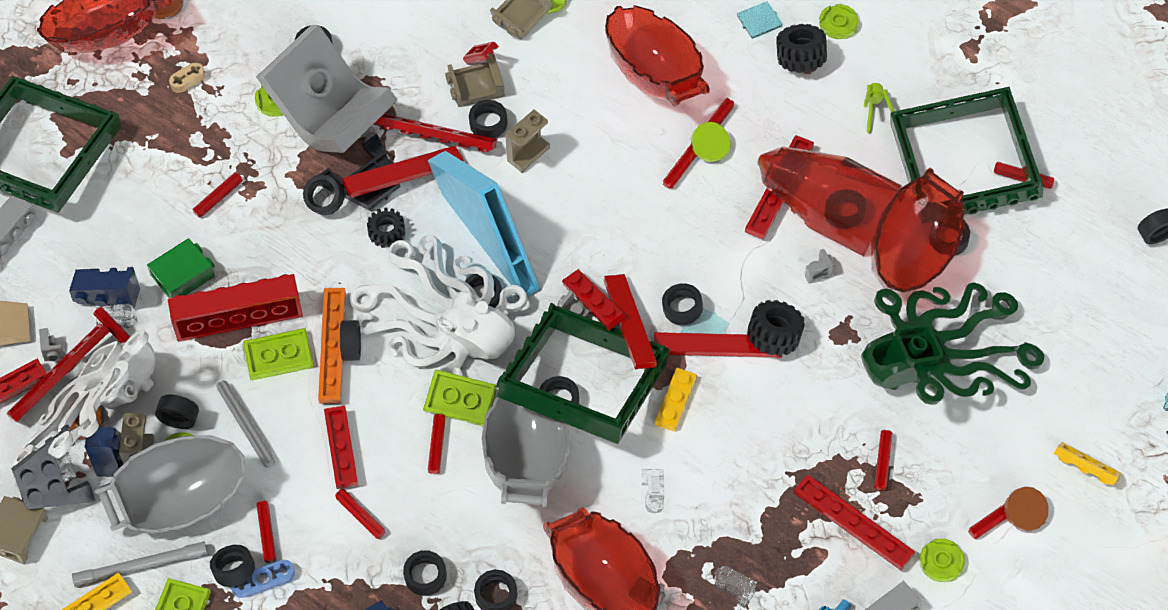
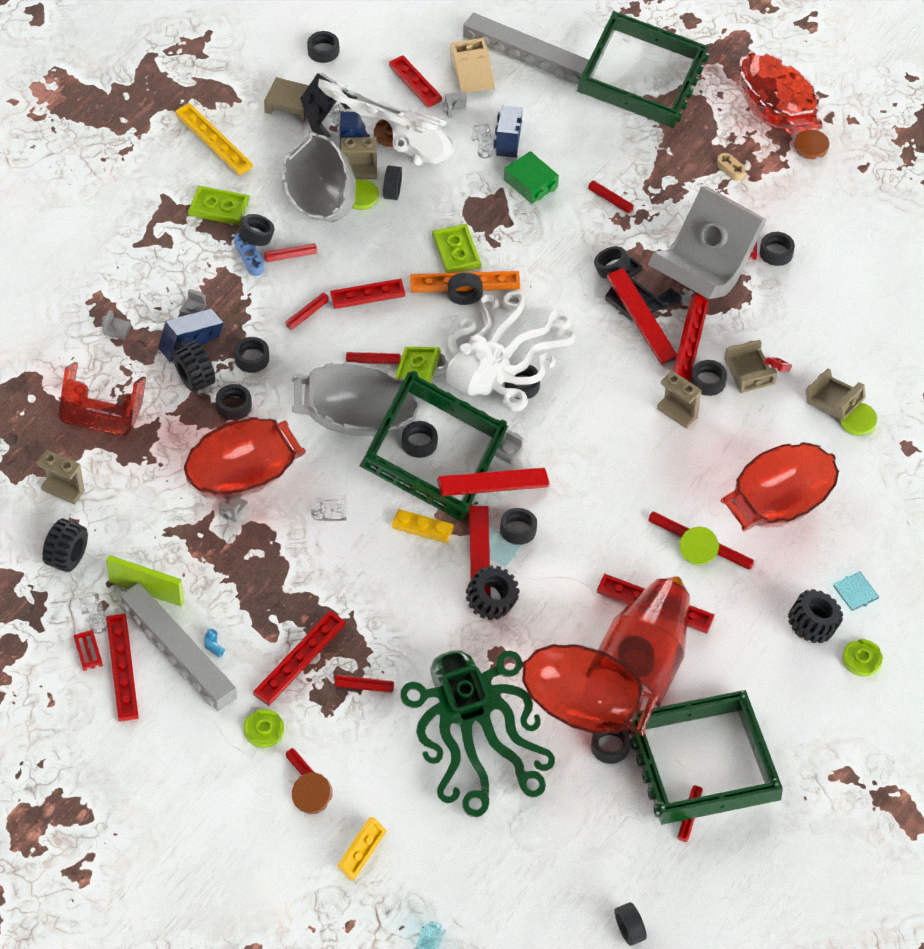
camera: 85 degrees right, 5 degrees down
(57, 372) = (427, 108): red tile -> none
(92, 575) = (271, 203): light grey piece -> none
(115, 329) = (466, 140): red axle -> none
(235, 307) = (492, 211): red brick -> none
(245, 424) = (389, 232): light grey axle -> none
(382, 218) = (588, 303): black tyre -> none
(486, 216) = (587, 362): medium azure slope -> none
(593, 299) = (515, 456): red plate -> none
(736, 584) = (238, 569): clear leg -> none
(819, 269) = (564, 633): light grey bracket -> none
(874, 96) = (770, 682): lime plant -> none

